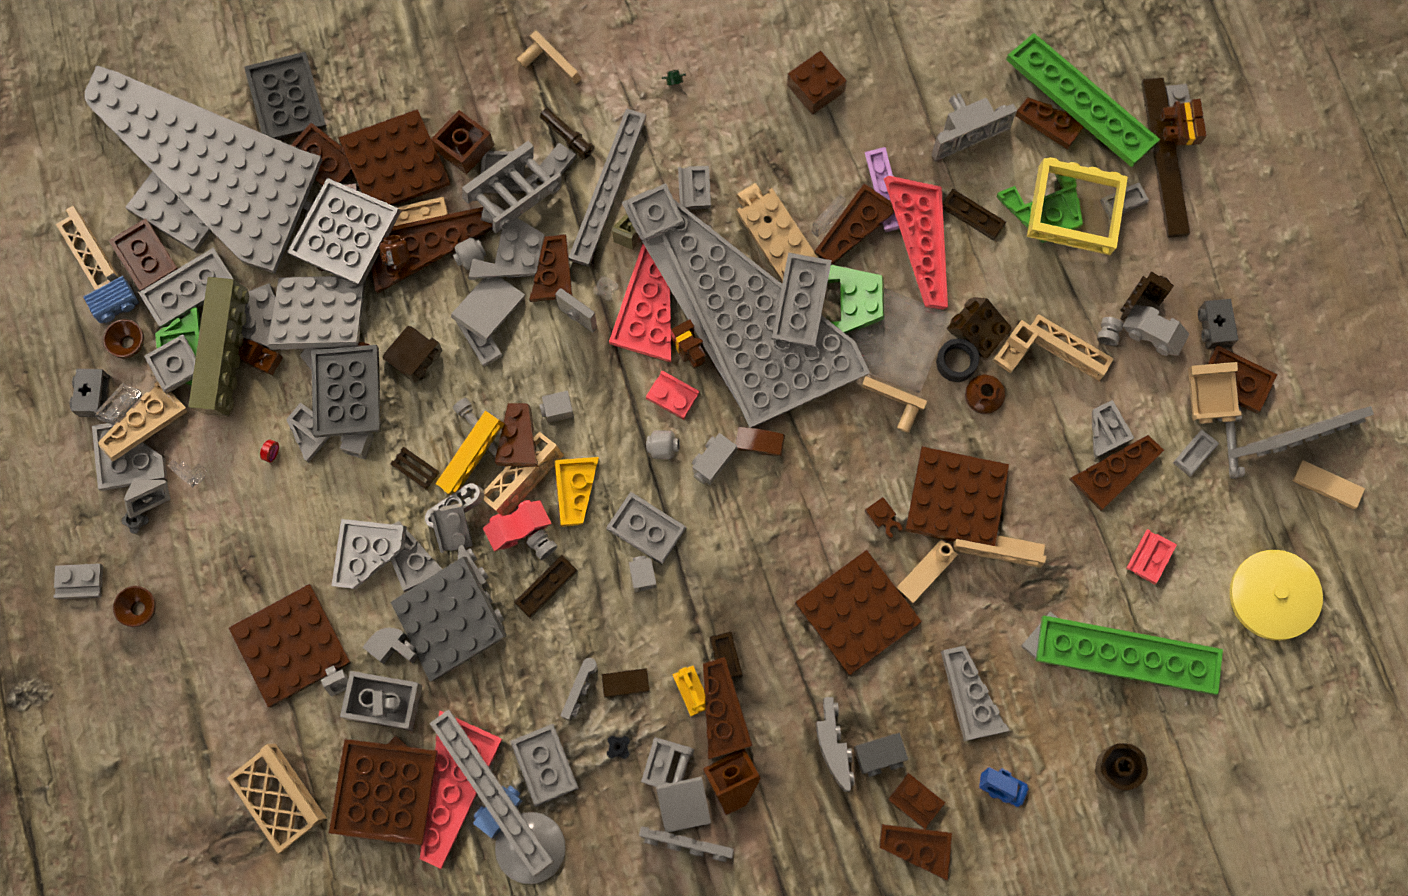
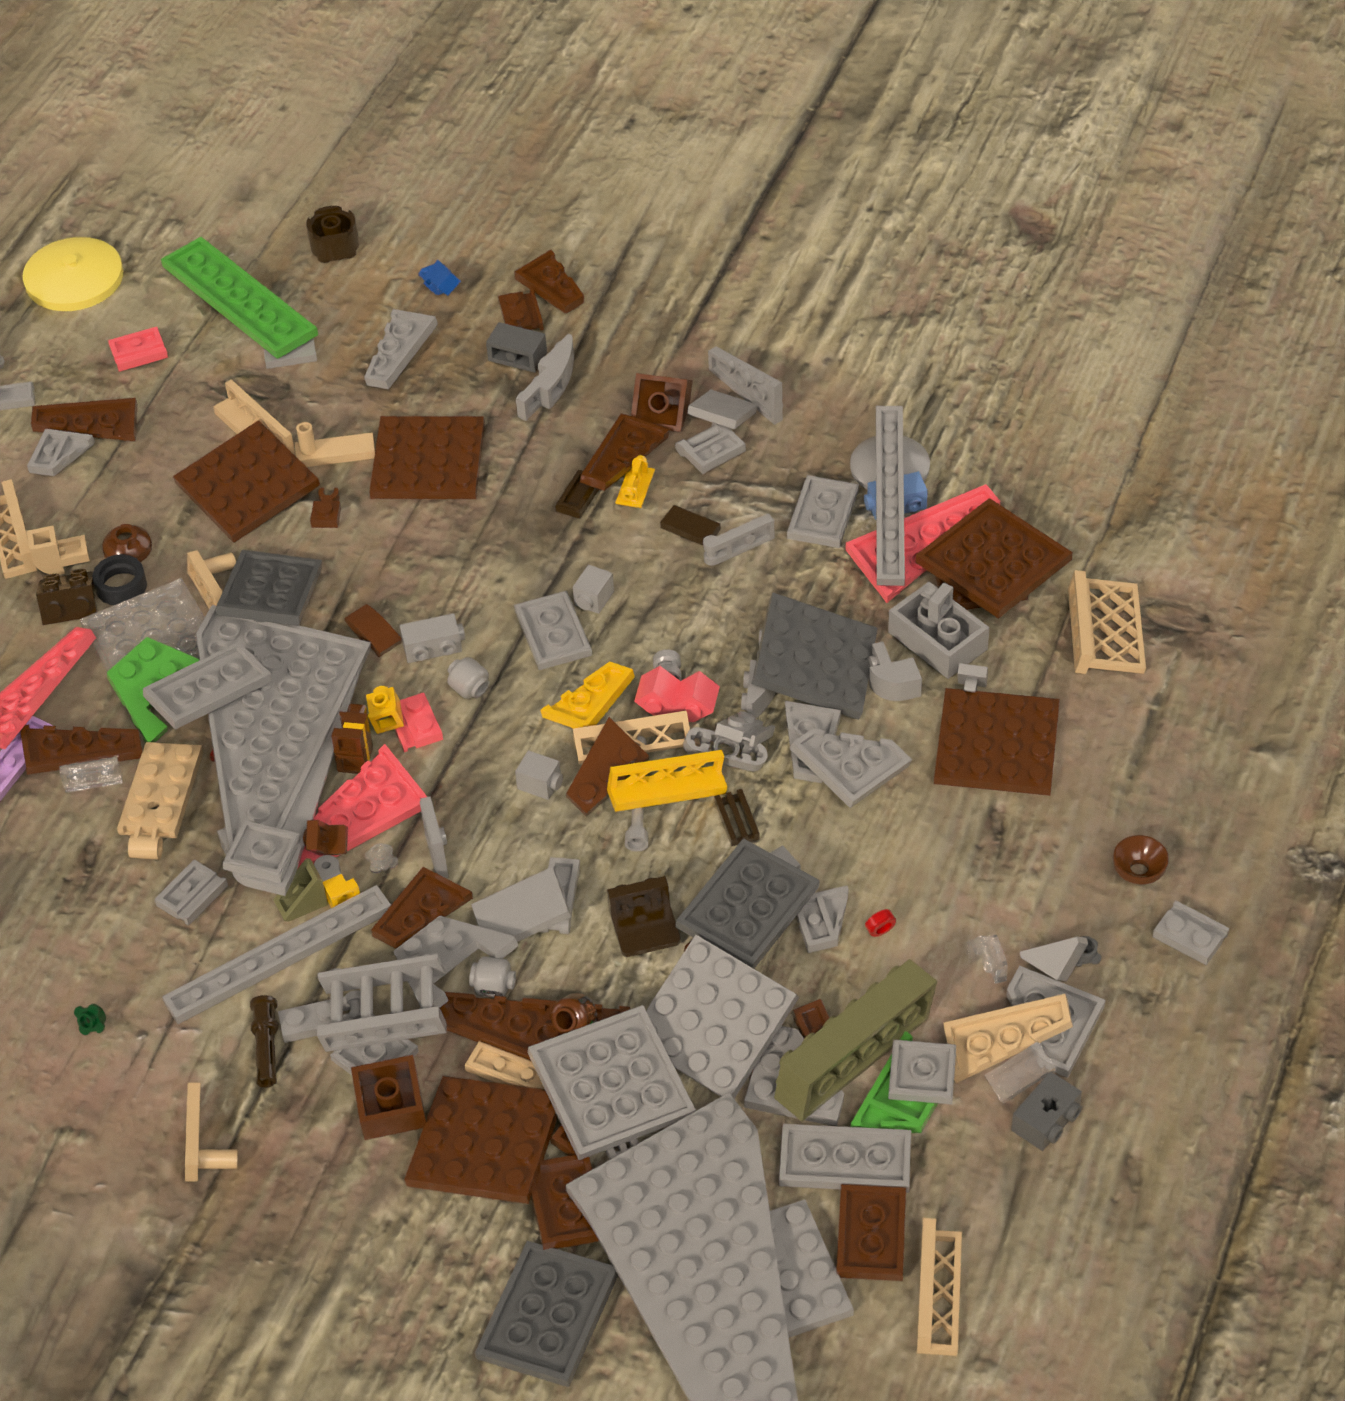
camera: 140 degrees left, 25 degrees down
(111, 300) = (949, 1202): medium blue brick -> none
(117, 333) = (964, 1130): reddish brown piece -> none
(545, 587) = (697, 639): dark brown tile -> none
(616, 249) = (335, 886): none -> yellow leg
(622, 752) = (742, 483): black plate -> none
(640, 259) = (325, 838): none -> reddish brown bracket
(689, 386) = (381, 704): none -> yellow brick
(849, 415) = (269, 587): none -> dark grey plate

